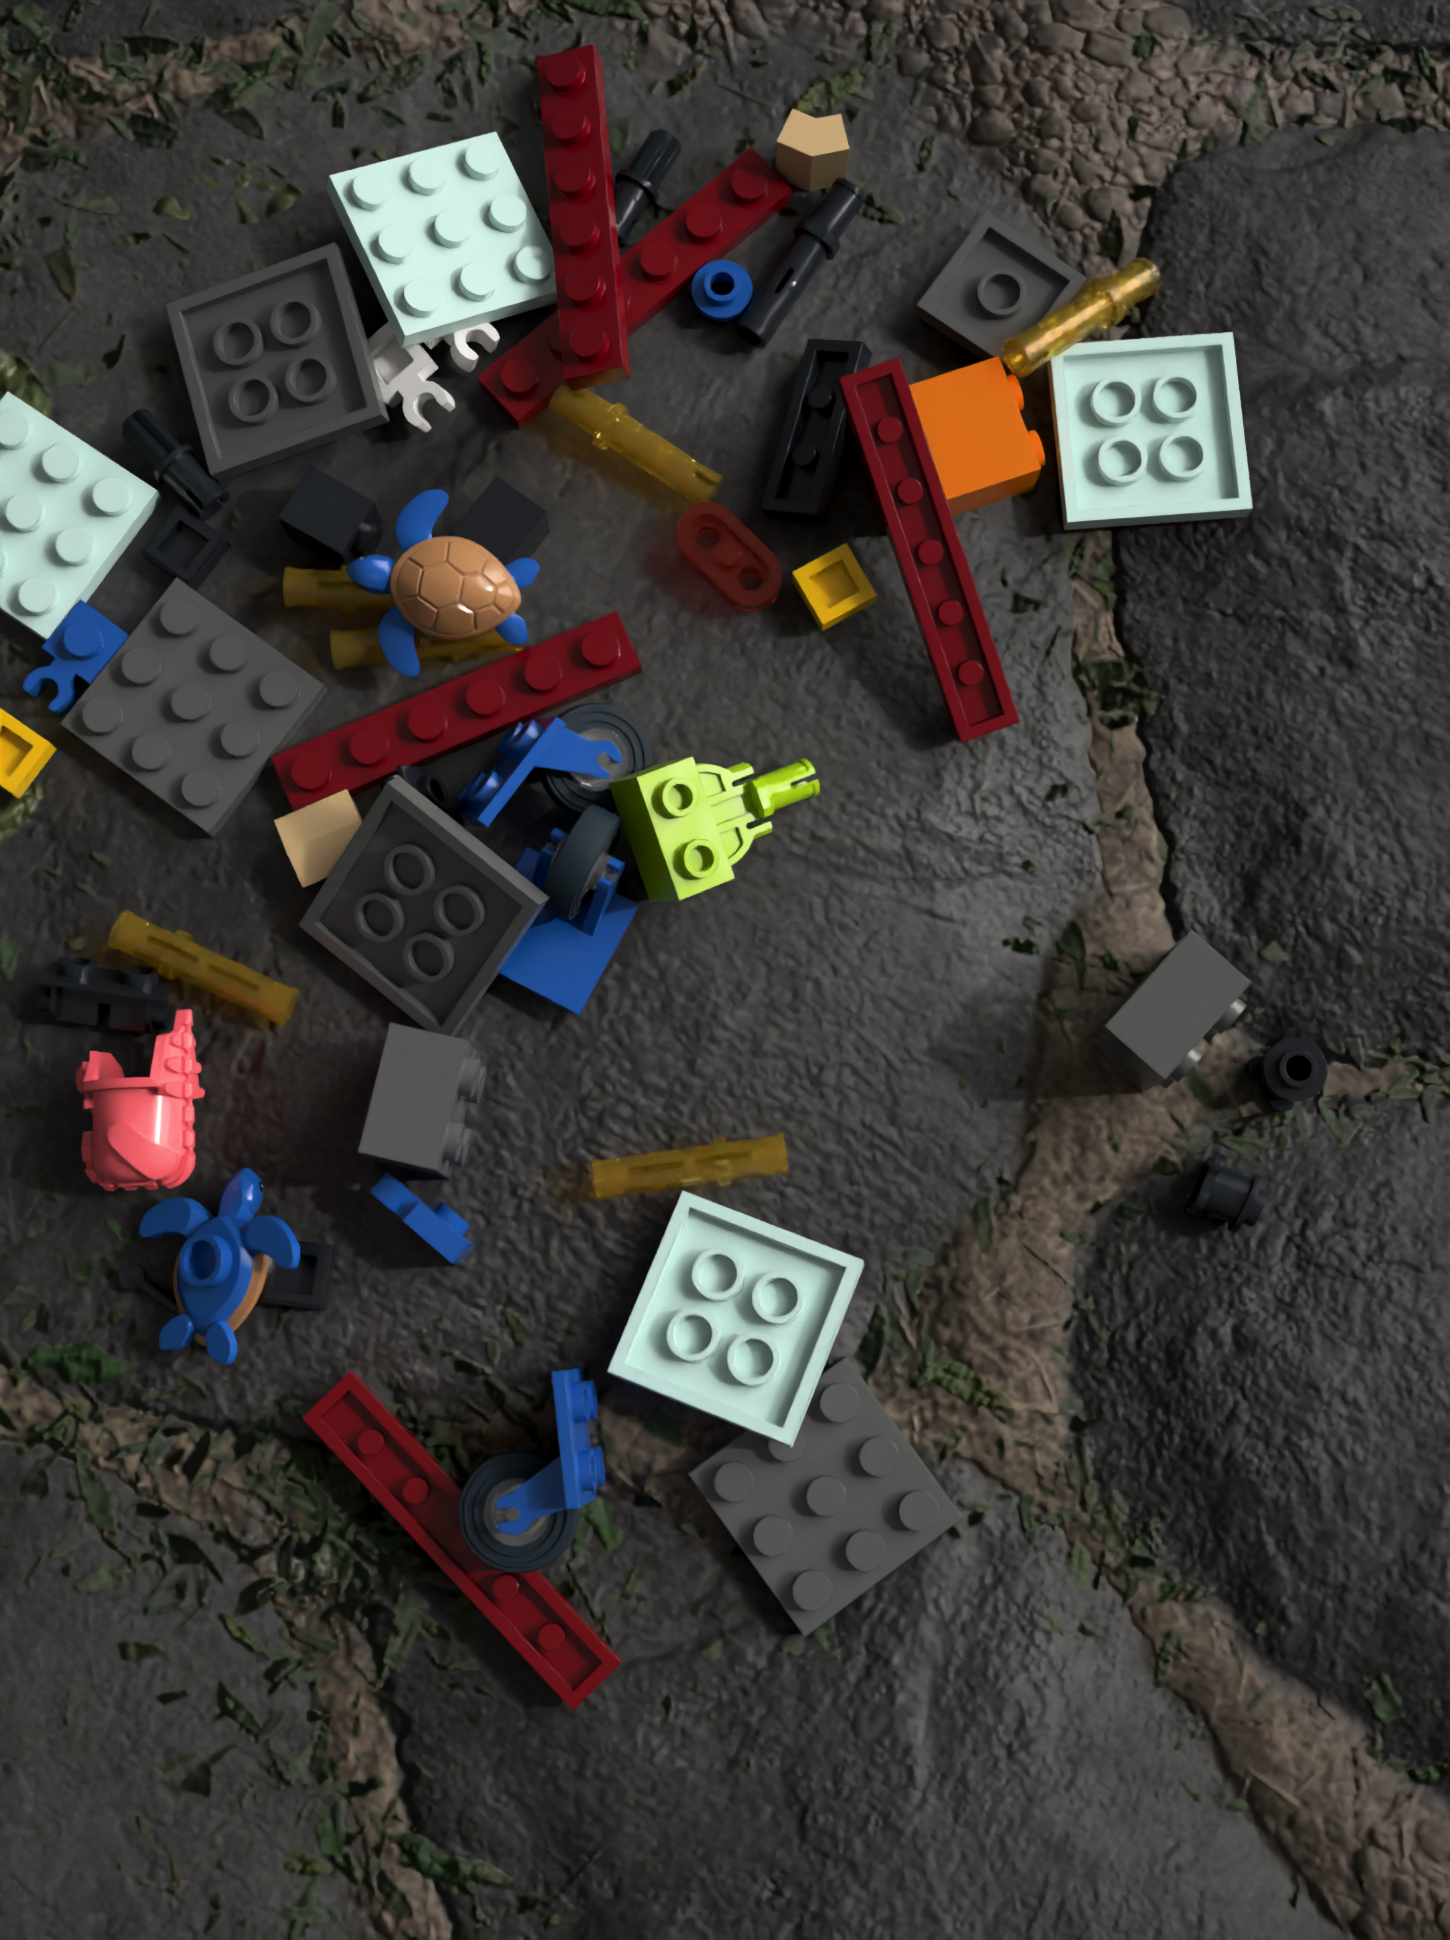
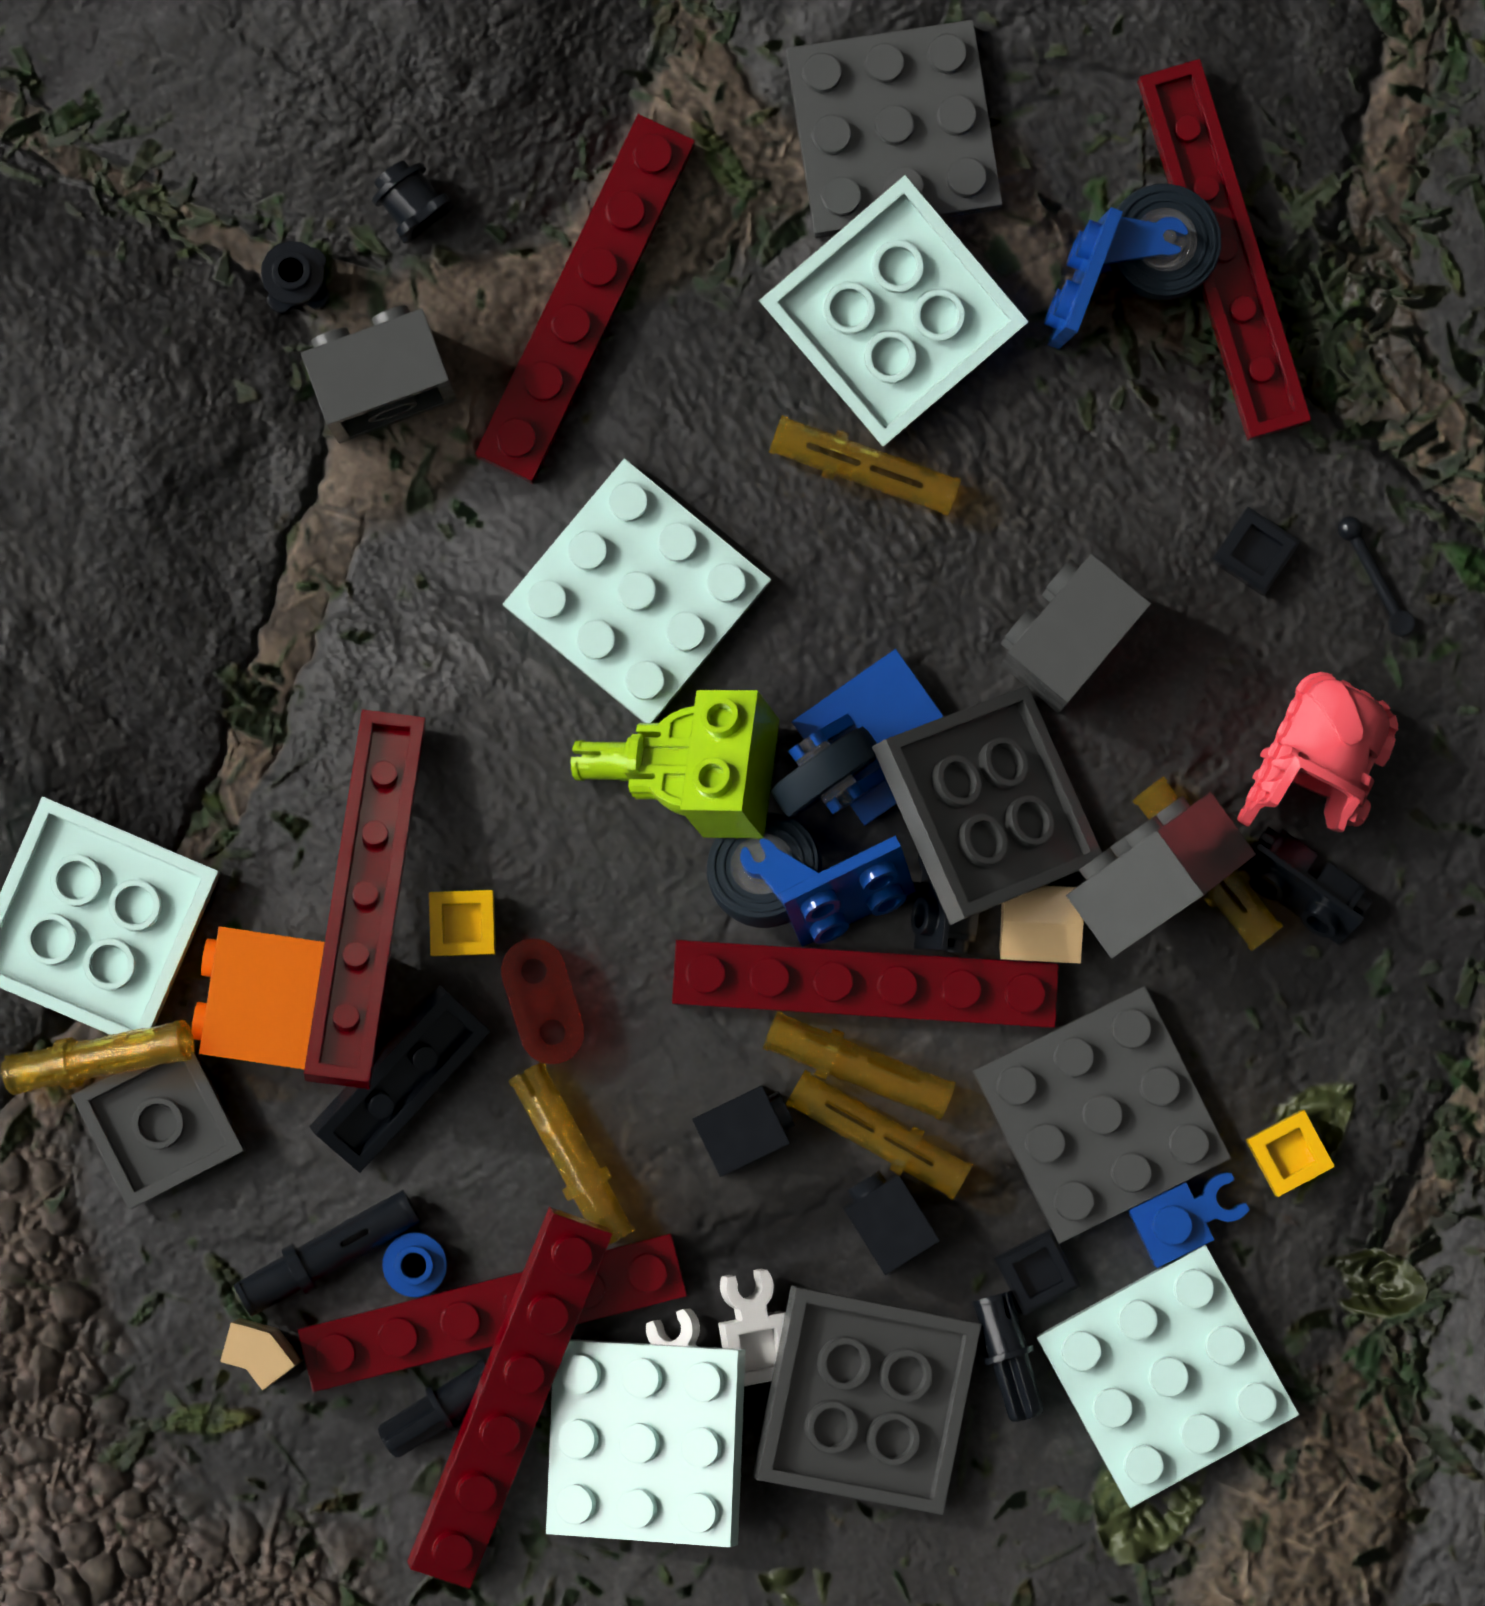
camera: 150 degrees left, 5 degrees up
(220, 1264) = (1318, 588): blue animal -> none
(234, 921) = (1158, 871): none -> dark grey brick
(438, 1227) = (1113, 523): blue plate -> none
(441, 586) = (822, 1094): animal -> none
(835, 950) = (636, 592): none -> light aqua plate
(1021, 1192) = (585, 299): none -> dark red plate

